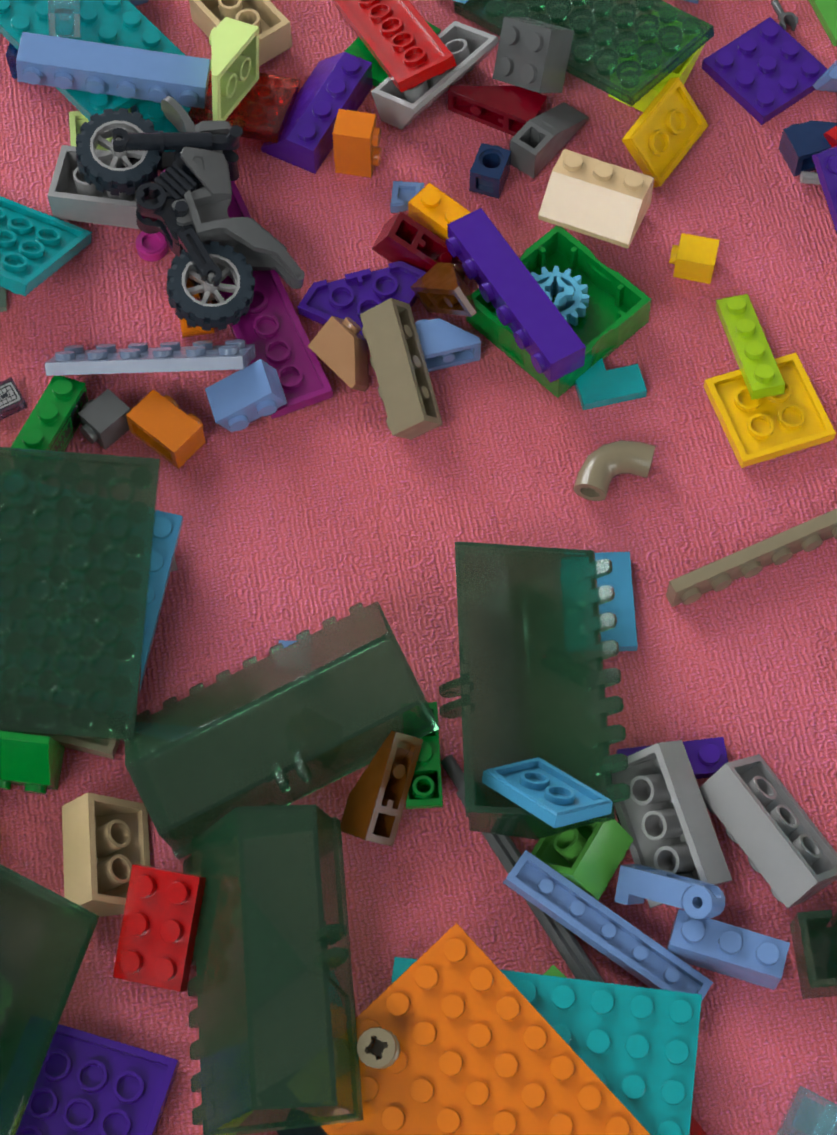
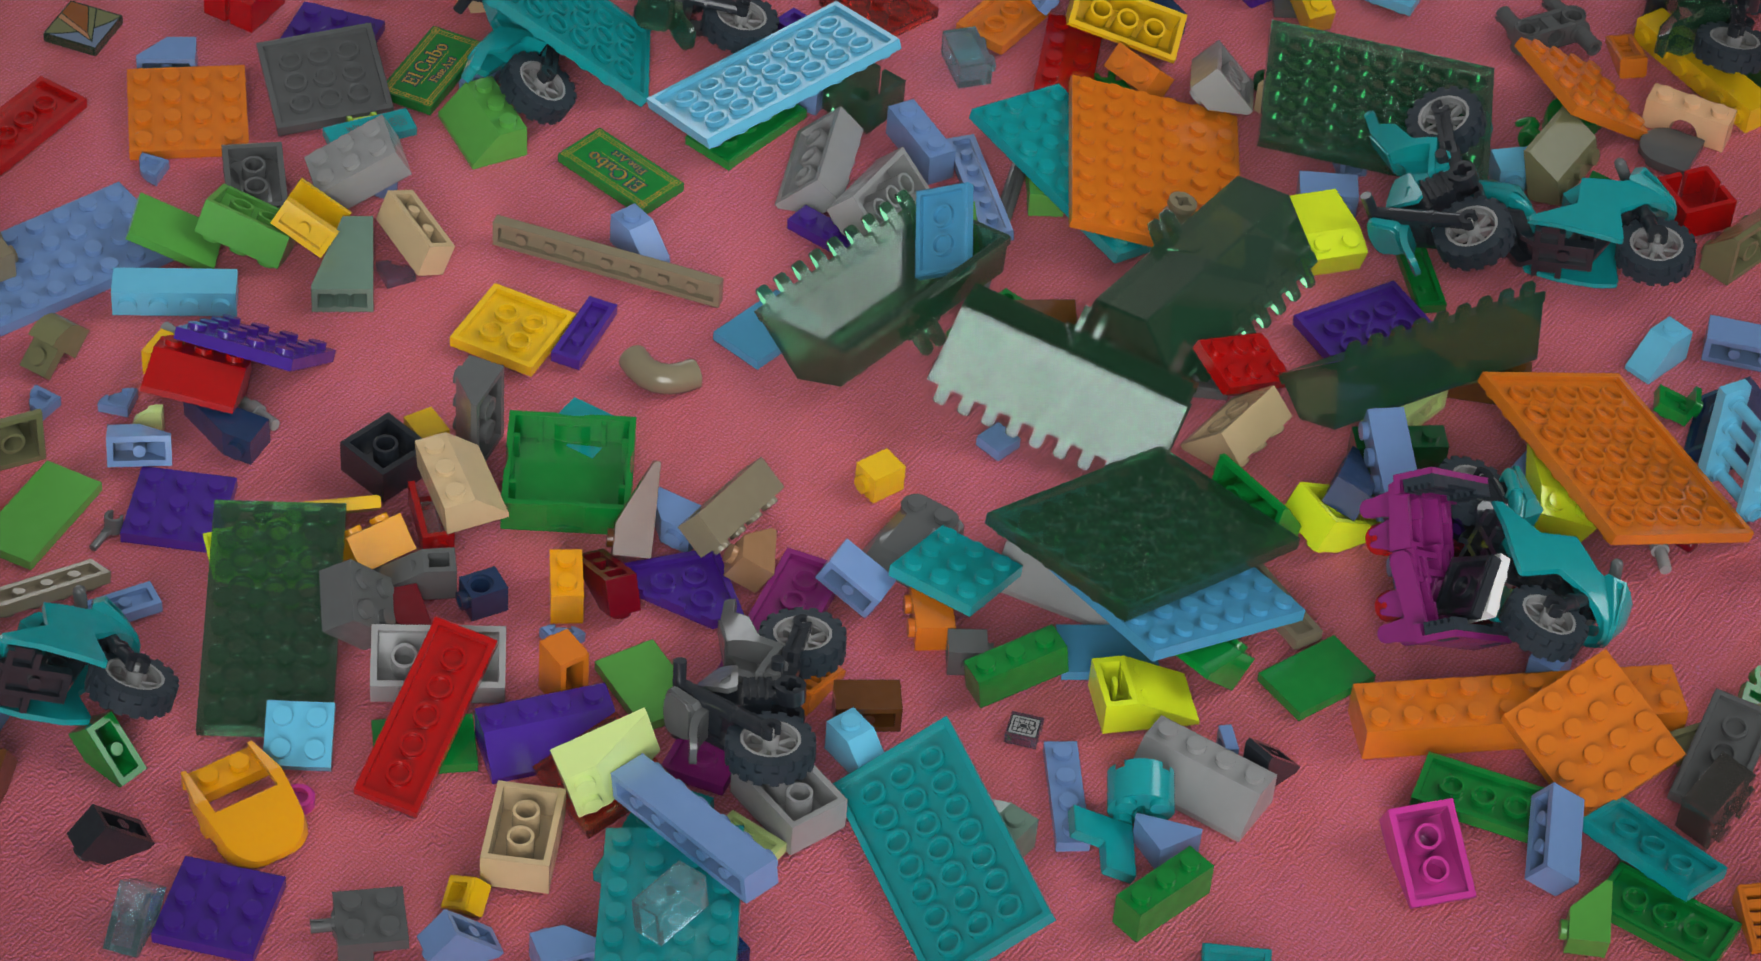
camera: 140 degrees left, 20 degrees down
(103, 272) = (852, 740): none -> medium azure slope
(131, 311) = (874, 699): none -> reddish brown brick
(141, 359) = (900, 639): sand blue plate -> none
(190, 456) = (955, 570): none -> teal plate
(255, 485) = (911, 524): none -> dark grey slope
(304, 207) = (638, 679): none -> bright green tile
(341, 523) = (879, 475): none -> yellow brick
(515, 295) = (603, 470): dark purple brick -> none
(570, 294) = (563, 476): medium azure gear -> none
(600, 129) = (378, 543): none -> light orange brick
(667, 268) = (479, 403): none -> dark grey slope
(688, 203) = (381, 457): none -> black brick
(696, 897) = (922, 157): medium blue leg -> none
(717, 457) = (584, 333): none -> dark purple plate
(750, 347) = (486, 344): lime plate -> none
(799, 588) = (637, 233): none -> medium blue slope

